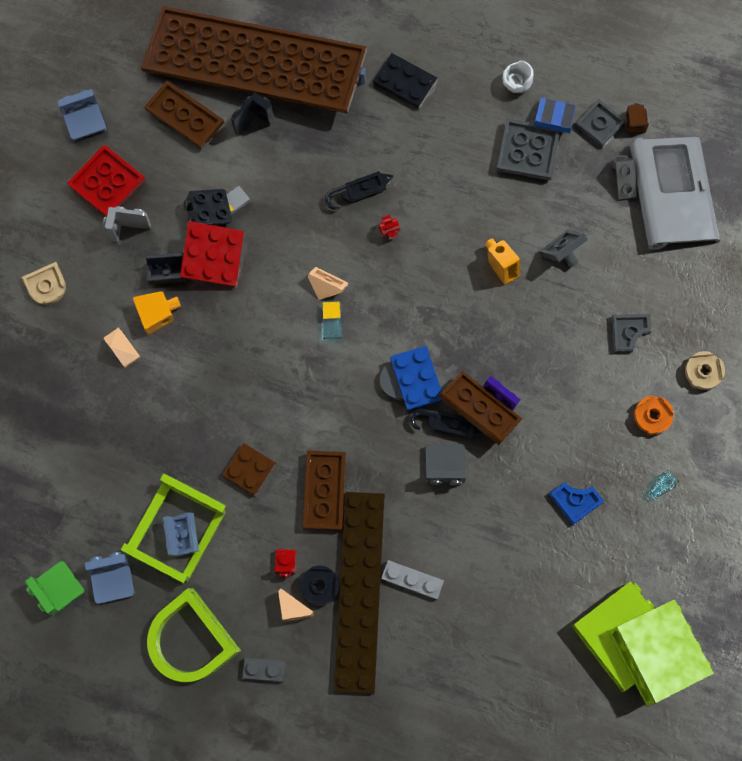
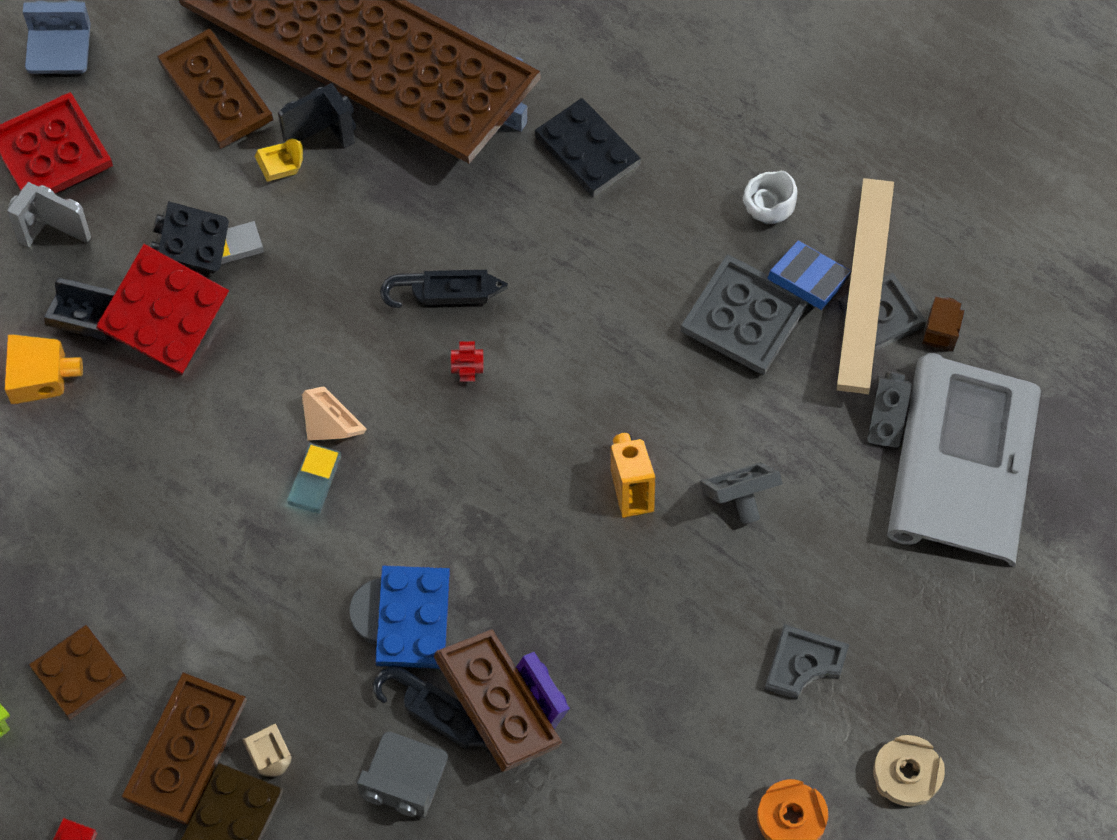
camera: 15 degrees right, 10 degrees down
(239, 145) = (280, 159): none -> yellow plate
(369, 476) = (268, 752): none -> tan plate
(587, 111) = (865, 287): none -> tan tile

